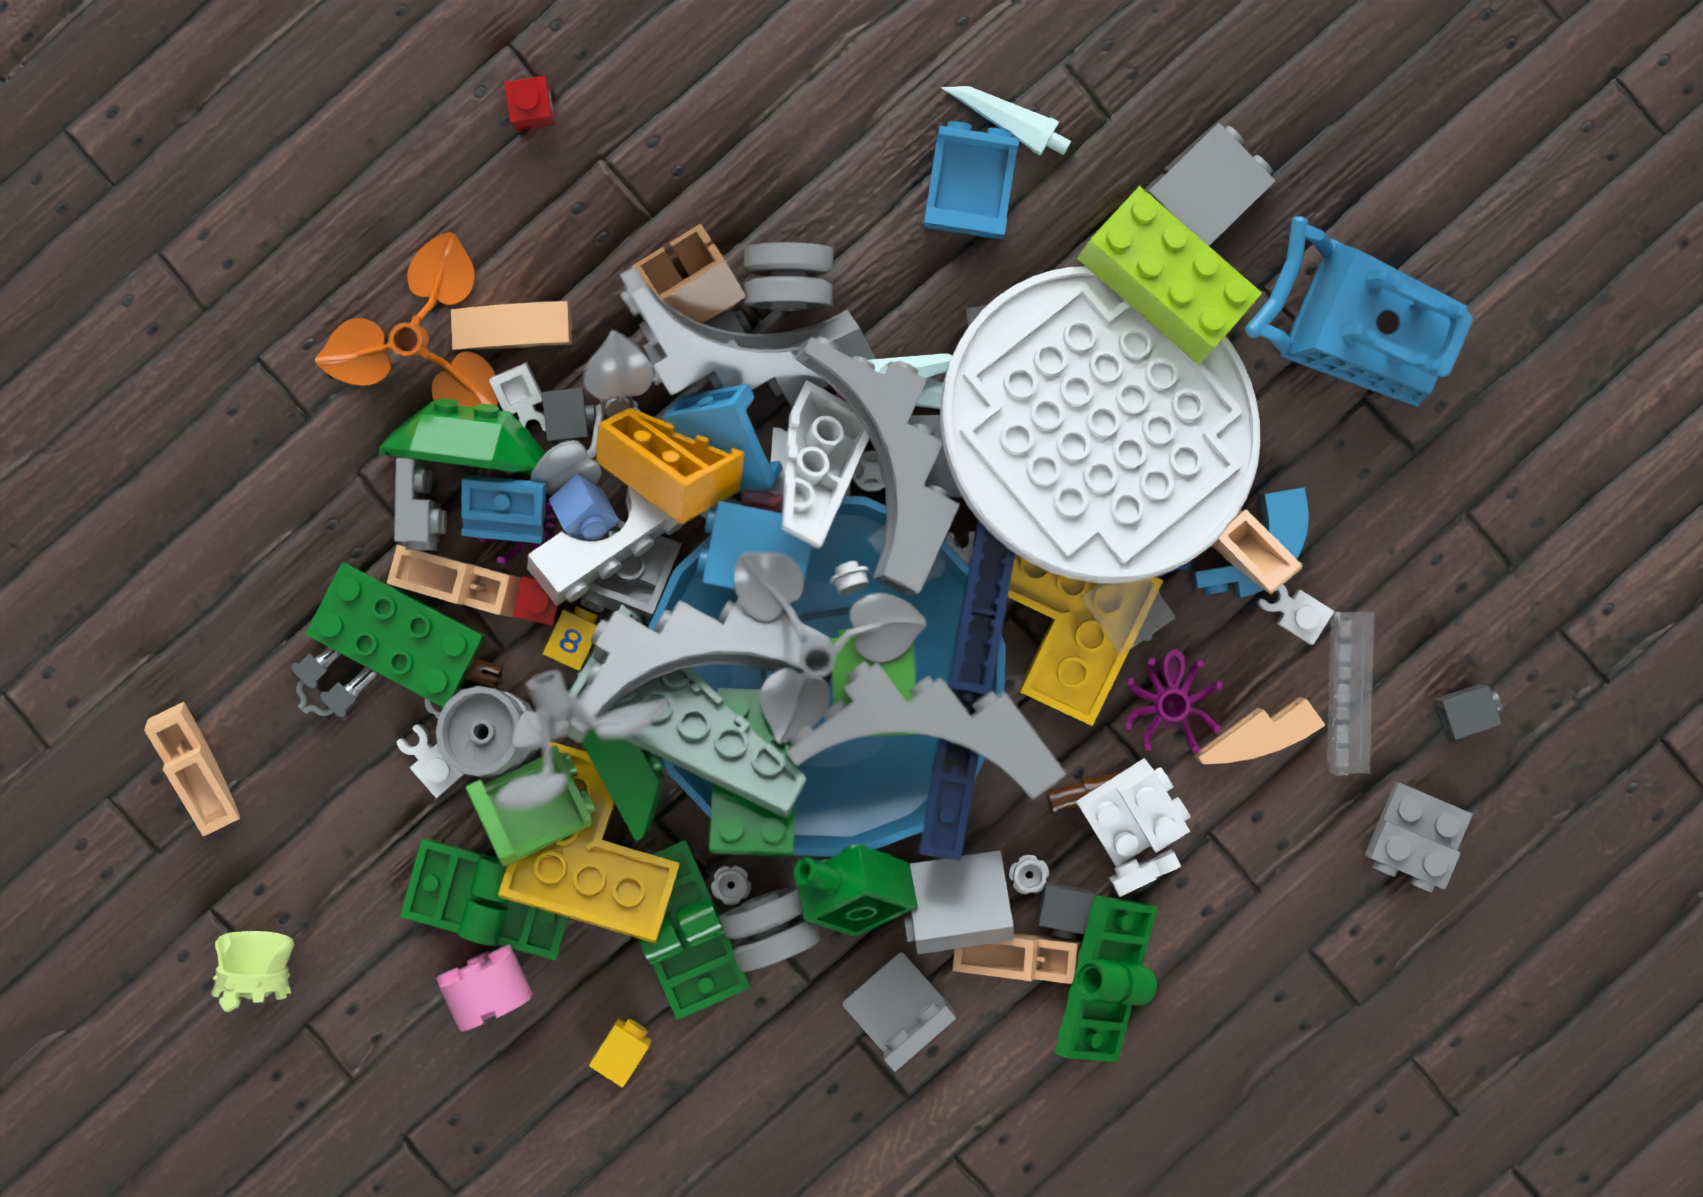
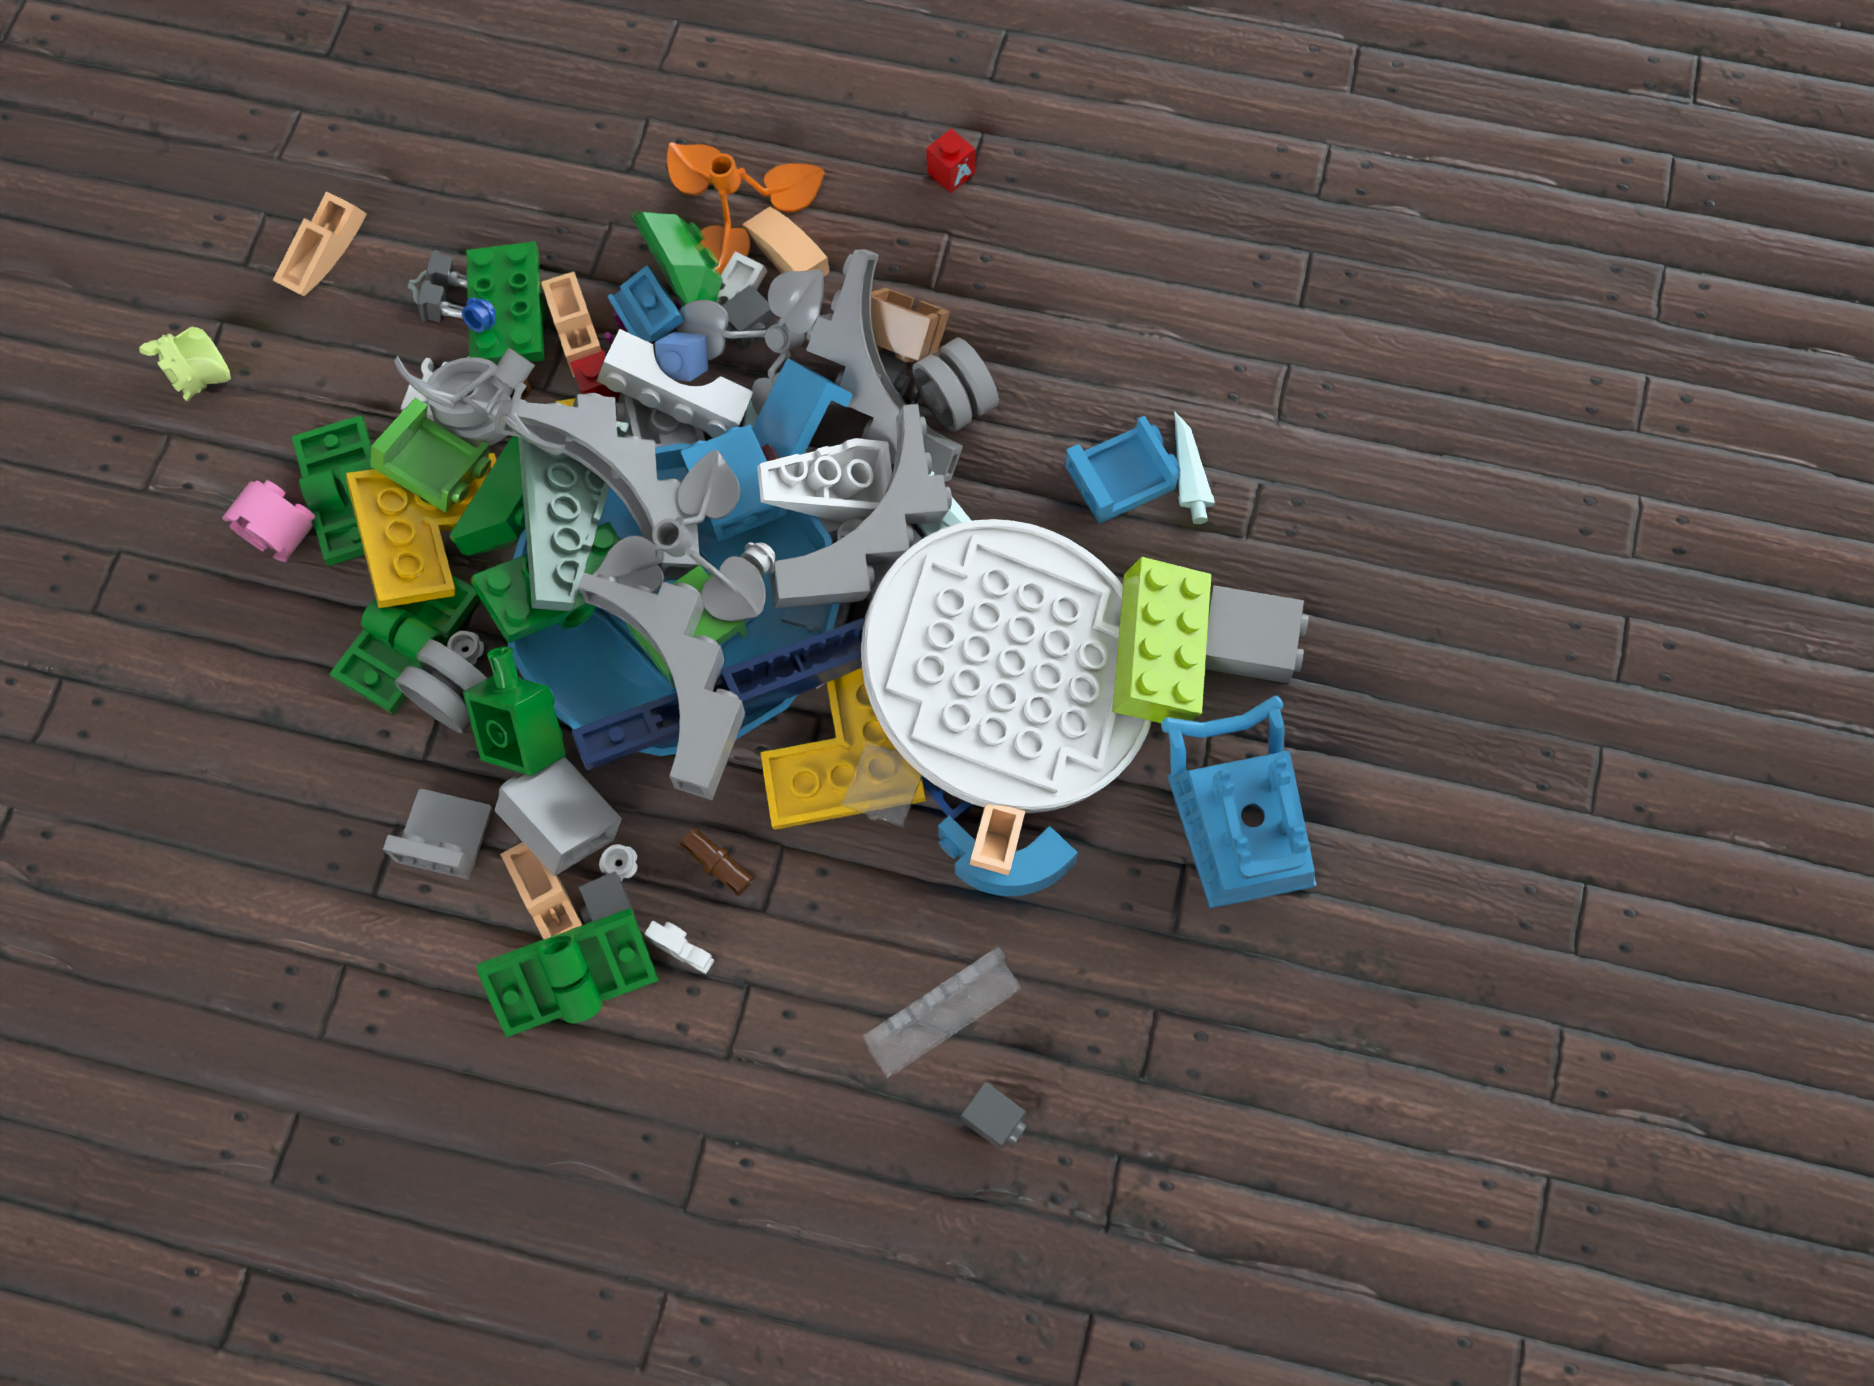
camera: 55 degrees right, 20 degrees down
(408, 671) = (479, 314): none -> blue plate
(417, 519) = (607, 255): light grey plate -> none
(621, 1051) = (278, 651): yellow brick -> none
(667, 467) = (752, 382): light orange wedge -> none
(1135, 812) = (722, 904): white plate -> none
(1172, 702) = (834, 876): magenta animal -> none
(1262, 735) = (857, 964): light nougat slope -> none
(1300, 615) = (976, 931): white plate -> none
(1418, 837) = (860, 1156): light grey plate -> none

